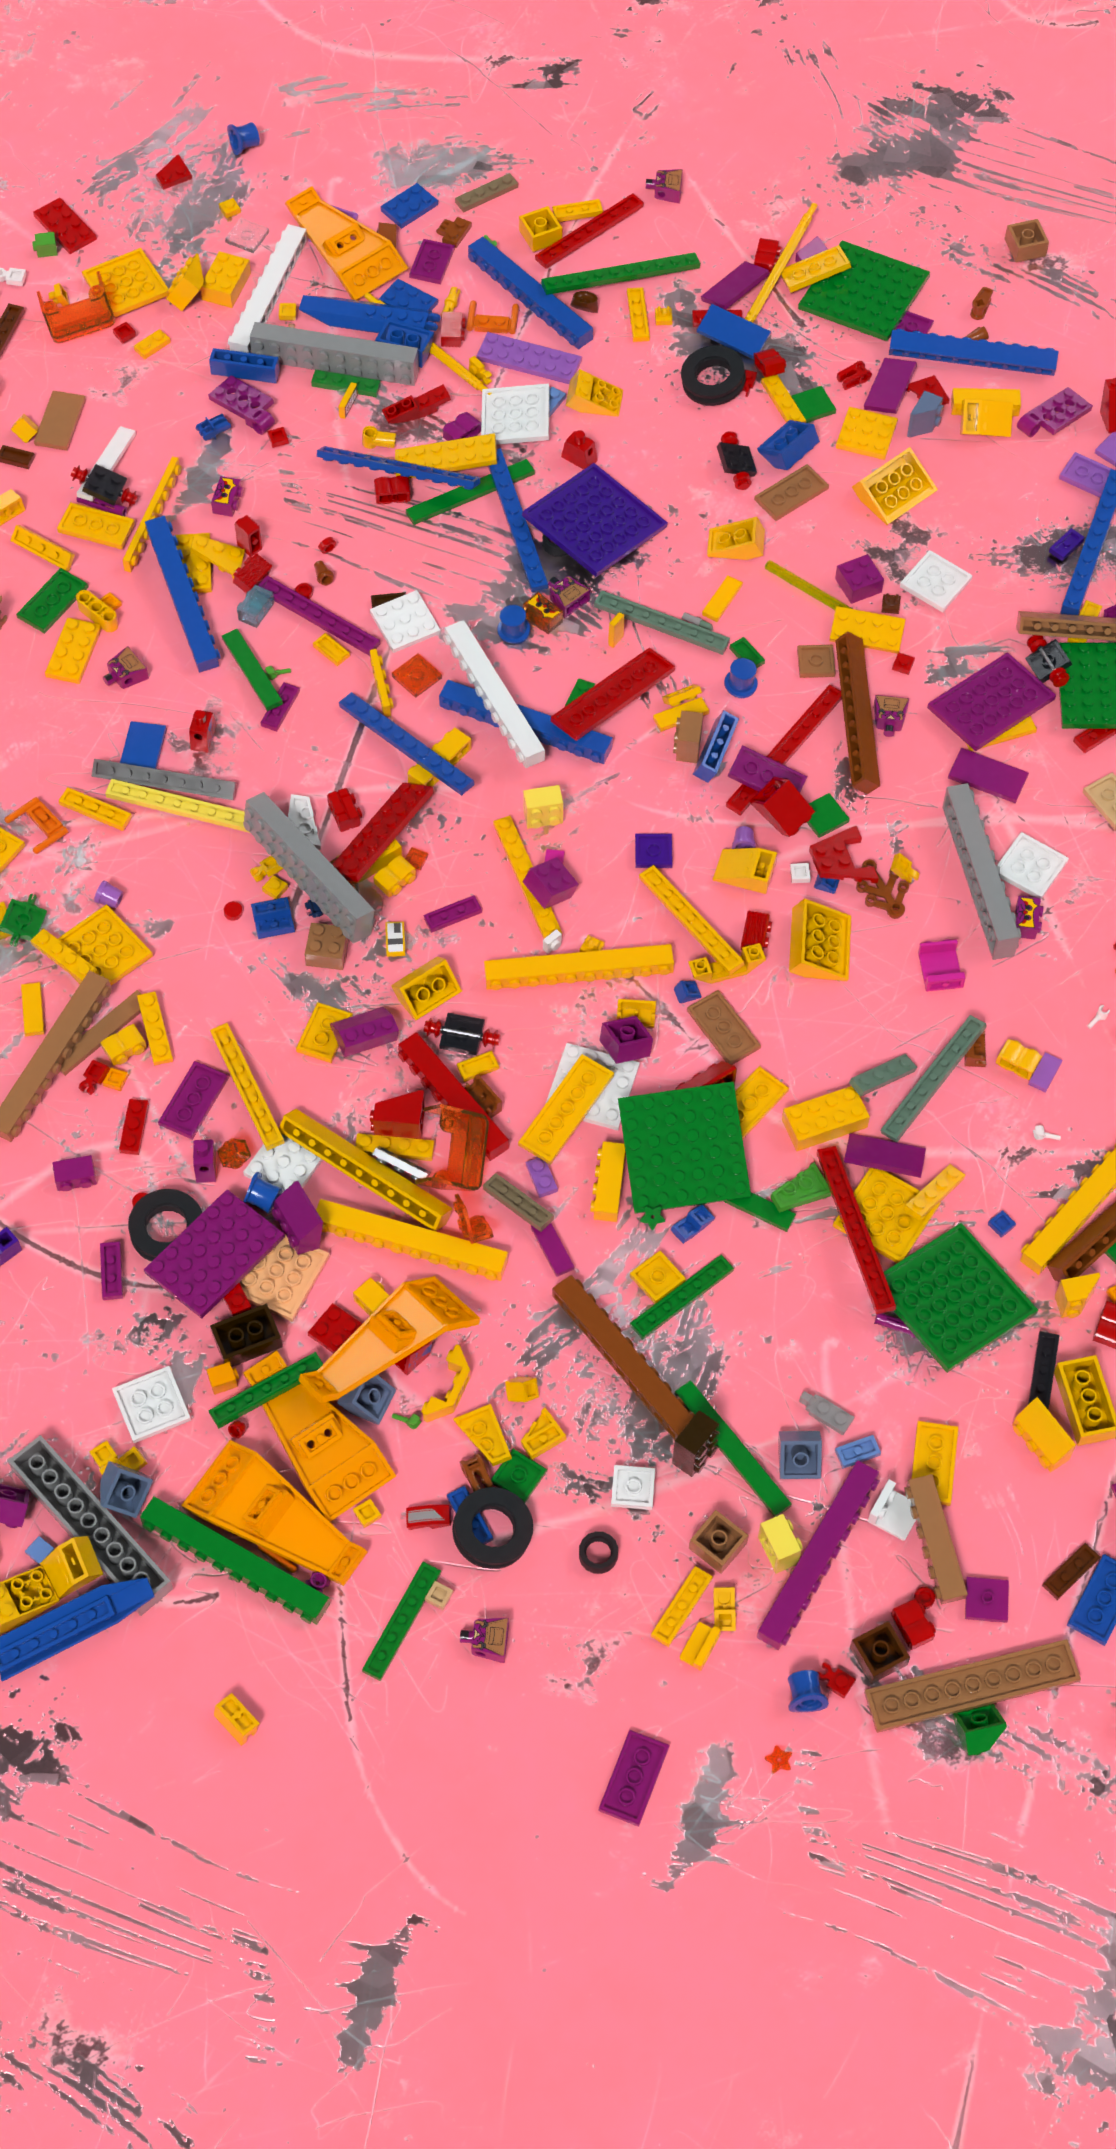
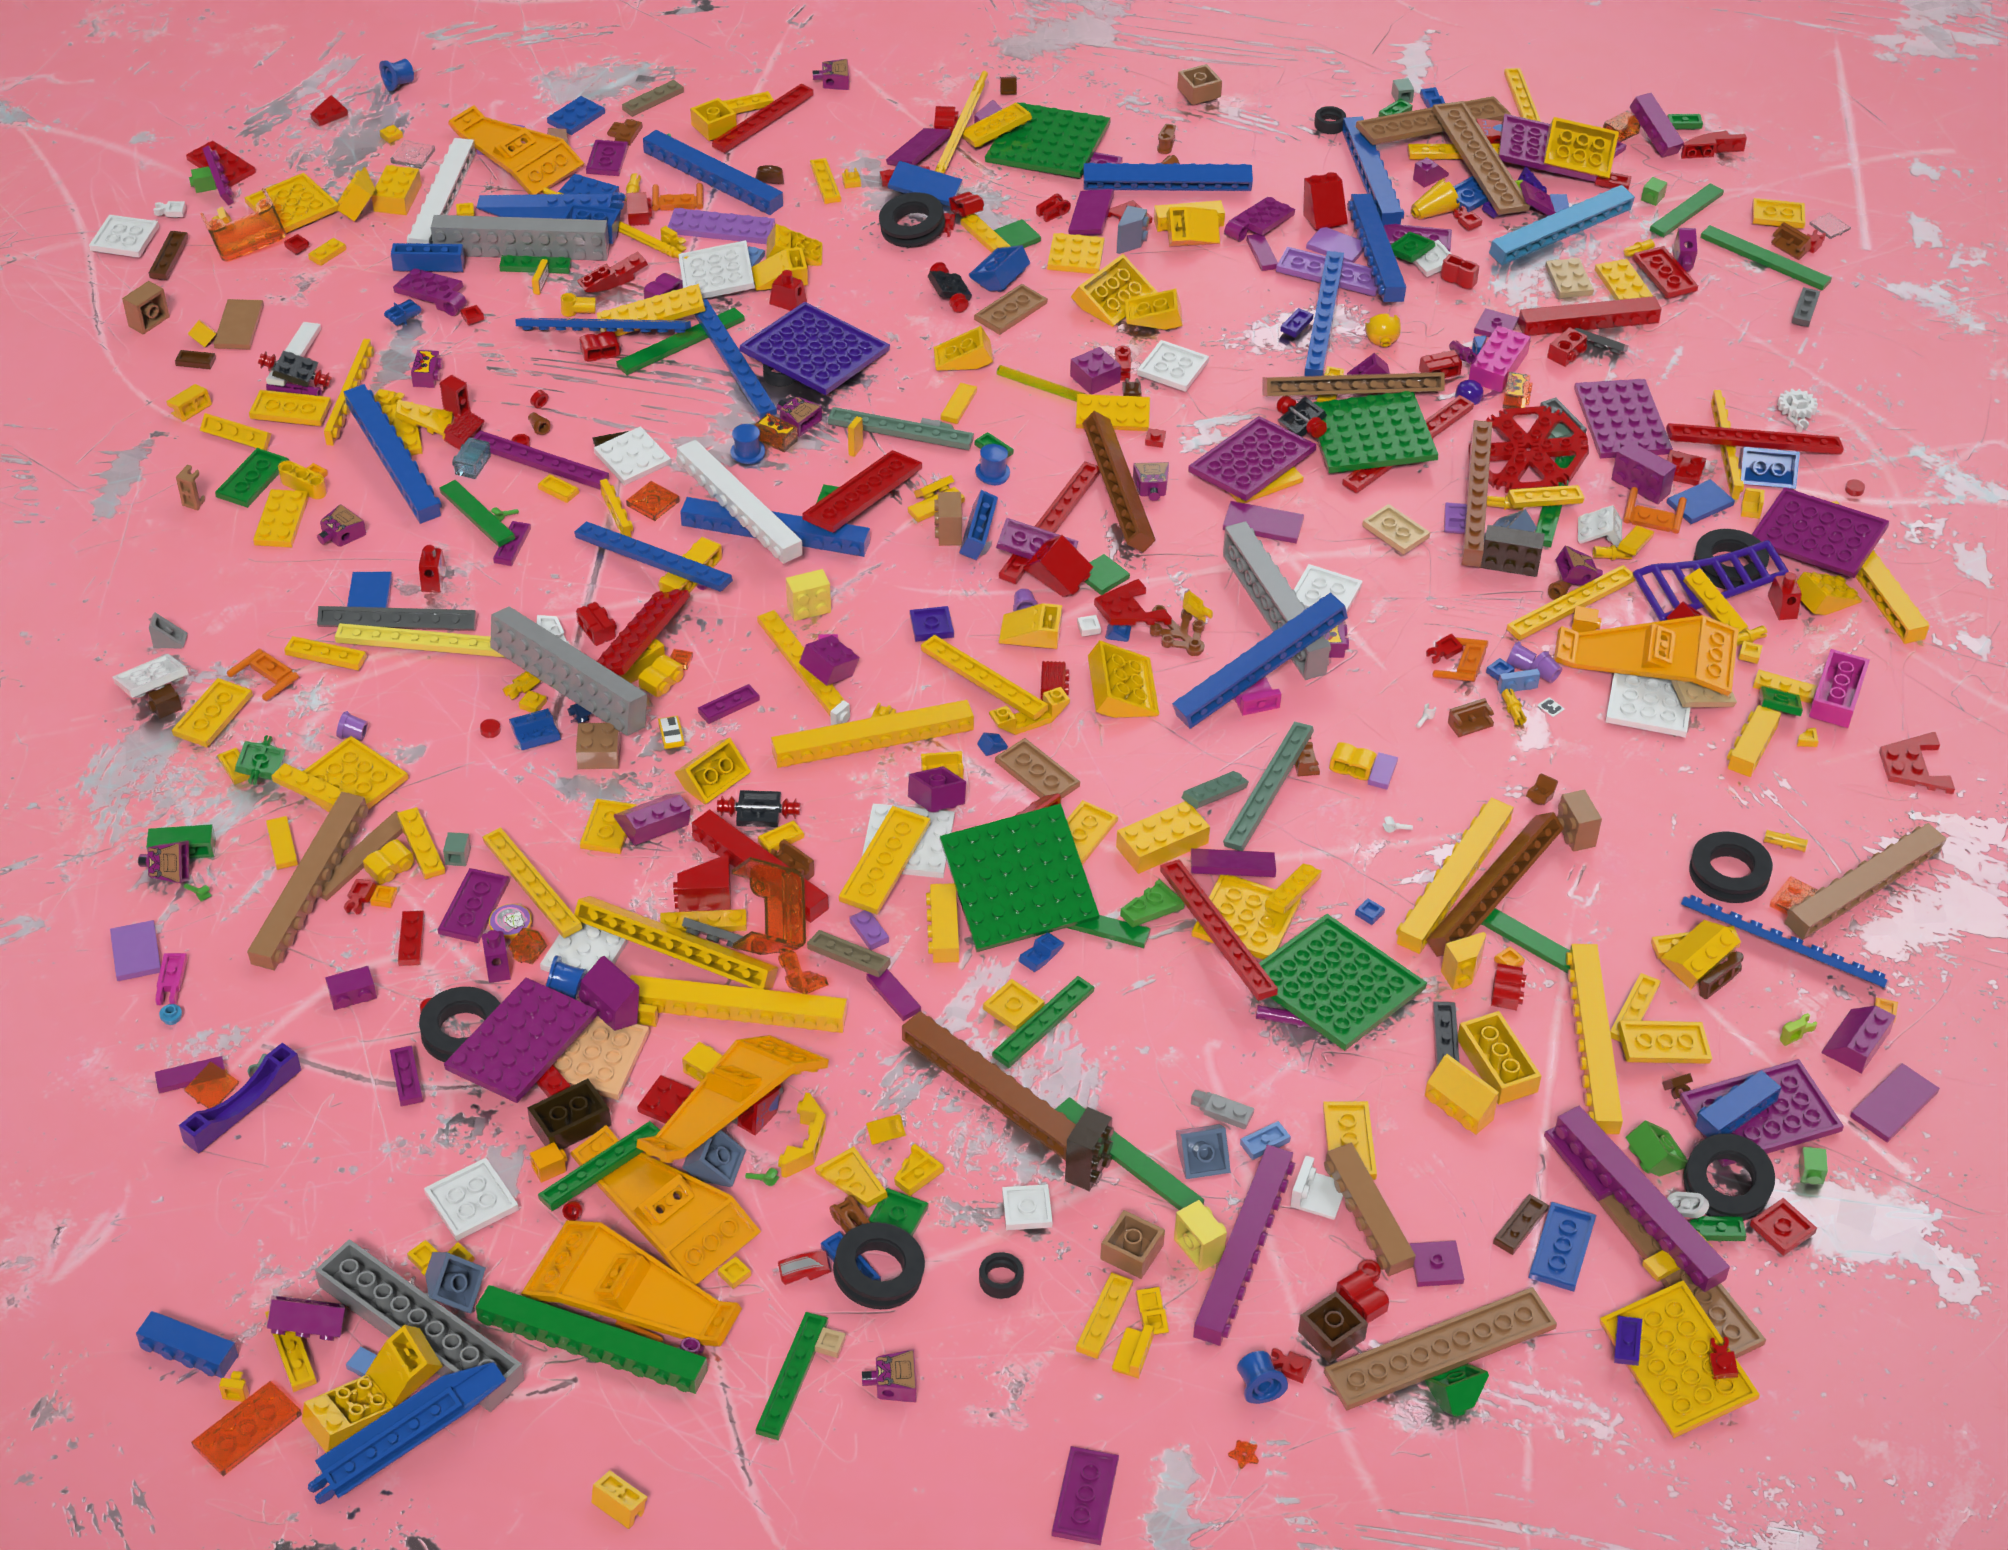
camera: 10 degrees left, 15 degrees down
(60, 245) = (217, 172): none -> magenta plate
(185, 1039) = (456, 849): none -> sand green brick
(187, 525) = (388, 397): none -> yellow plate
(223, 1122) = (510, 919): none -> tile
(329, 1239) = (647, 1015): none -> yellow plate
(578, 416) = (787, 259): none -> yellow slope
(620, 273) = (801, 147): green plate -> none
(657, 1217) = (1003, 950): green plate -> none
(816, 661) = (1065, 445): medium nougat tile -> none
(836, 218) = (1008, 85): none -> reddish brown tile
(888, 570) = (1123, 357): none -> red piece
(930, 514) = (1155, 310): none -> yellow slope
(951, 942) = (1260, 660): none -> blue brick
(1049, 453) = (1262, 252): none -> magenta tile

